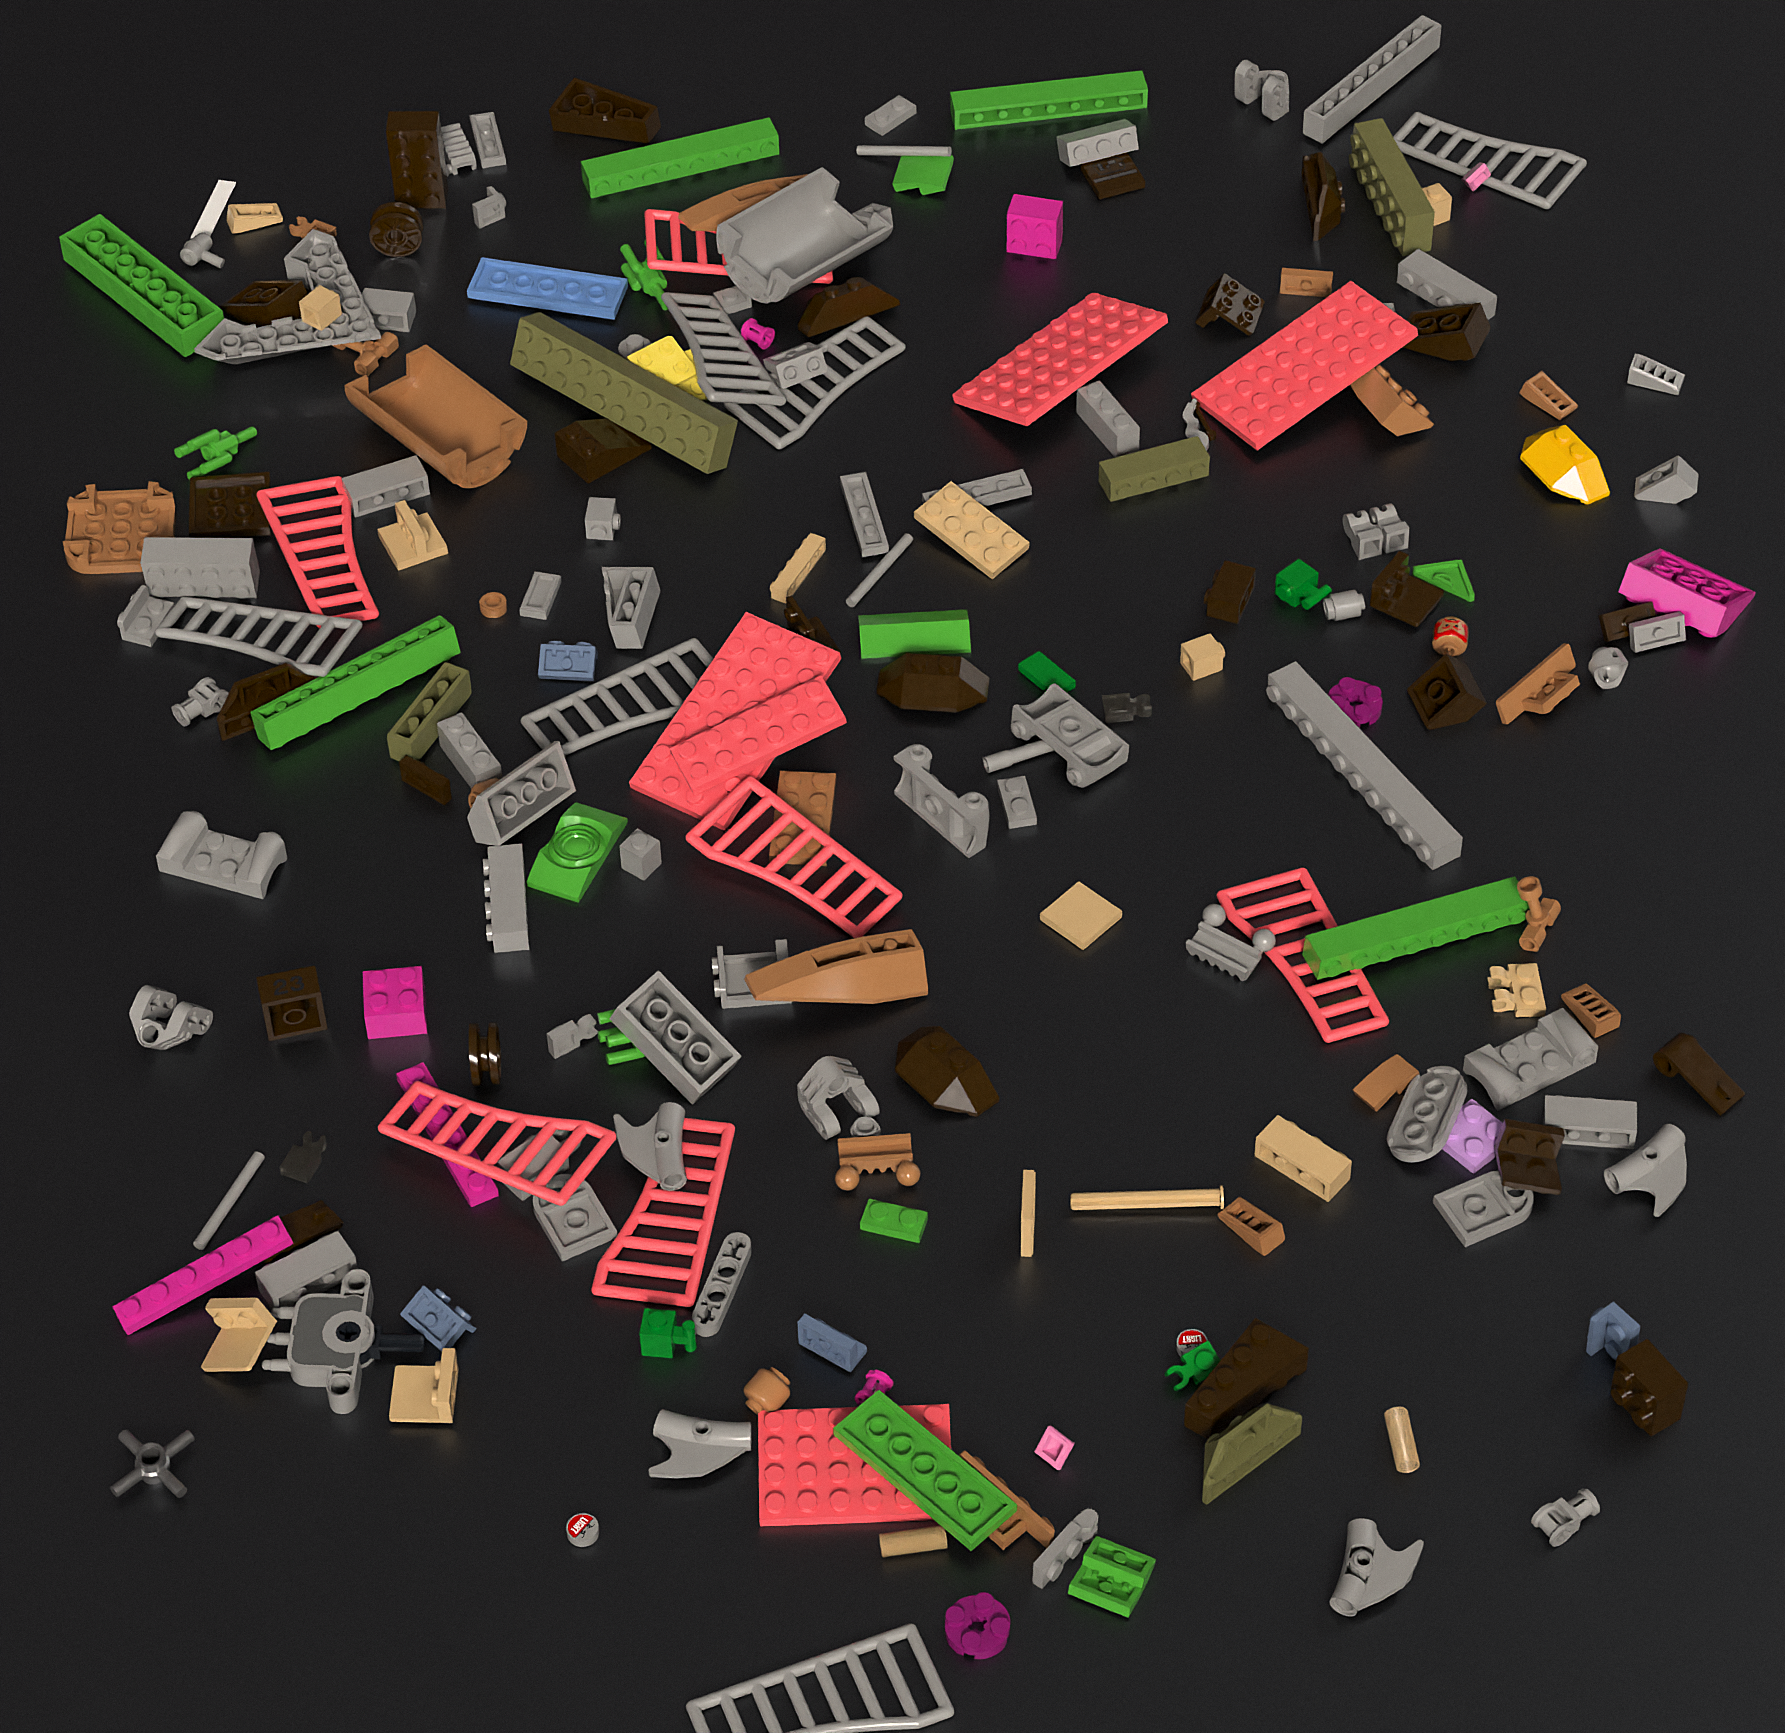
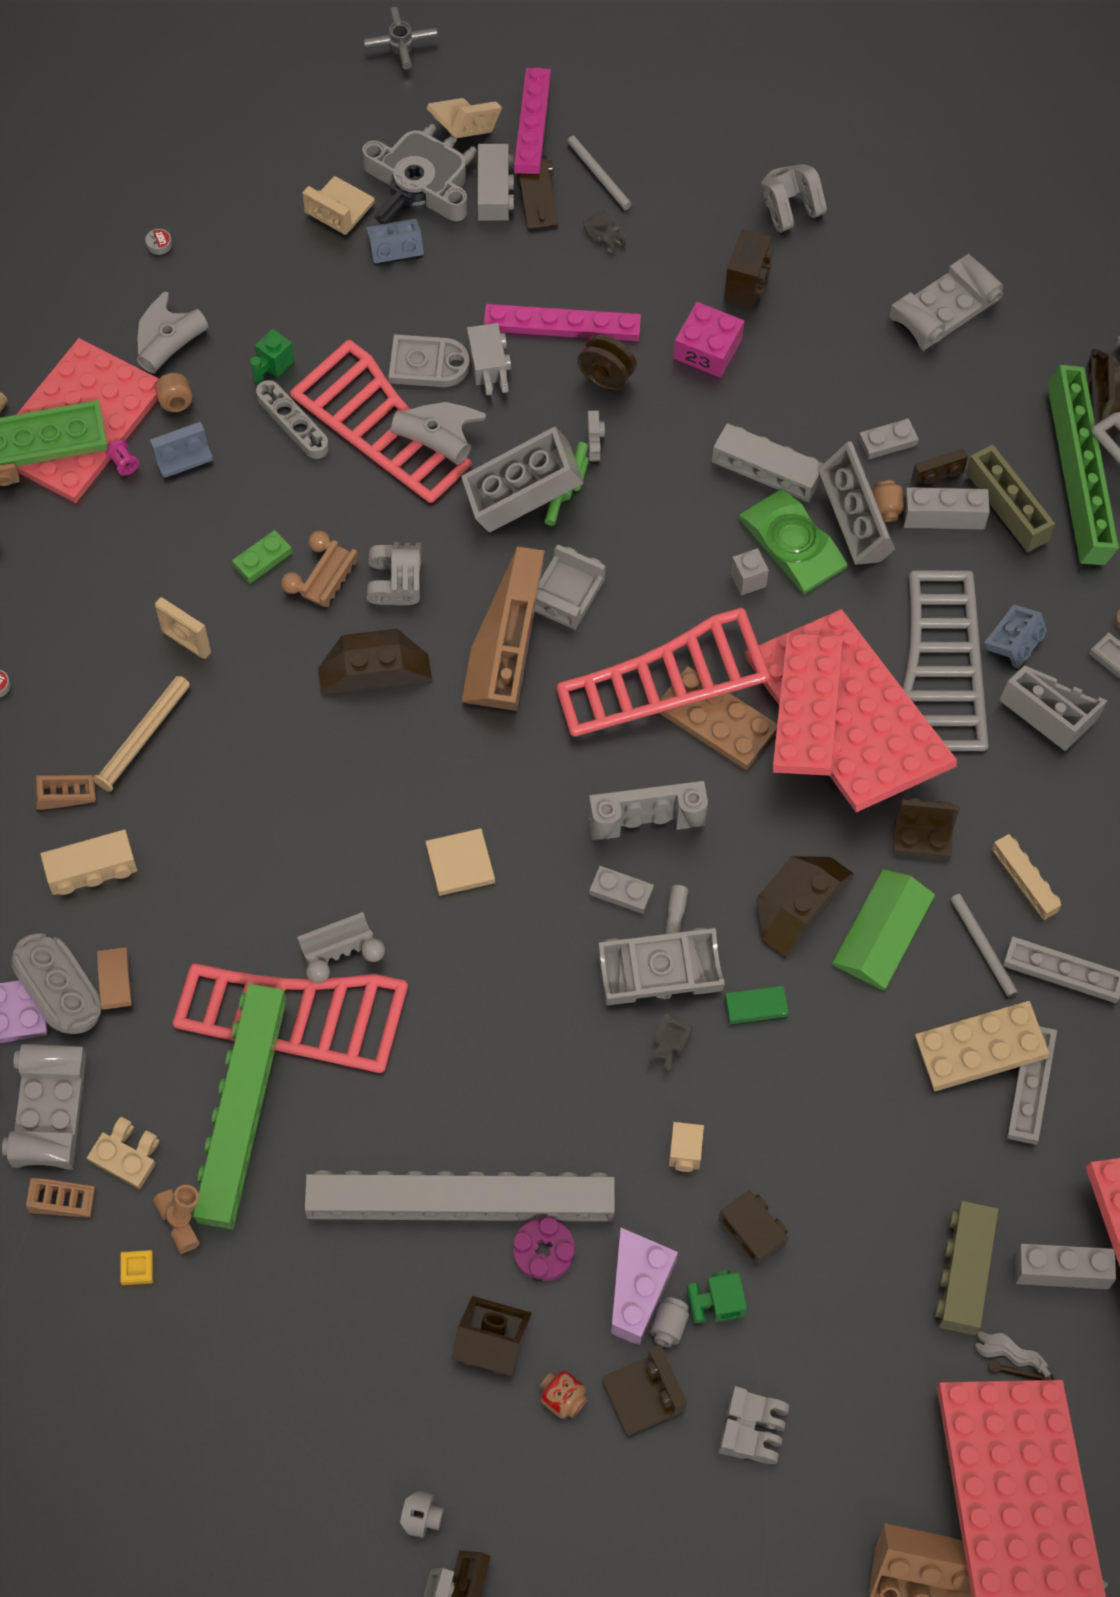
camera: 120 degrees right, 15 degrees up
(413, 834) = (888, 438): none -> light grey plate
(491, 1115) = (521, 352): coral bar -> none
(865, 1127) = (356, 581): light grey plate -> none
(1333, 629) = (639, 1284): none -> lavender wedge
(1447, 576) = (647, 1460): bright green tile -> none
(1541, 686) = (438, 1434): medium nougat bracket -> none
(1595, 932) = (137, 1267): none -> yellow tile

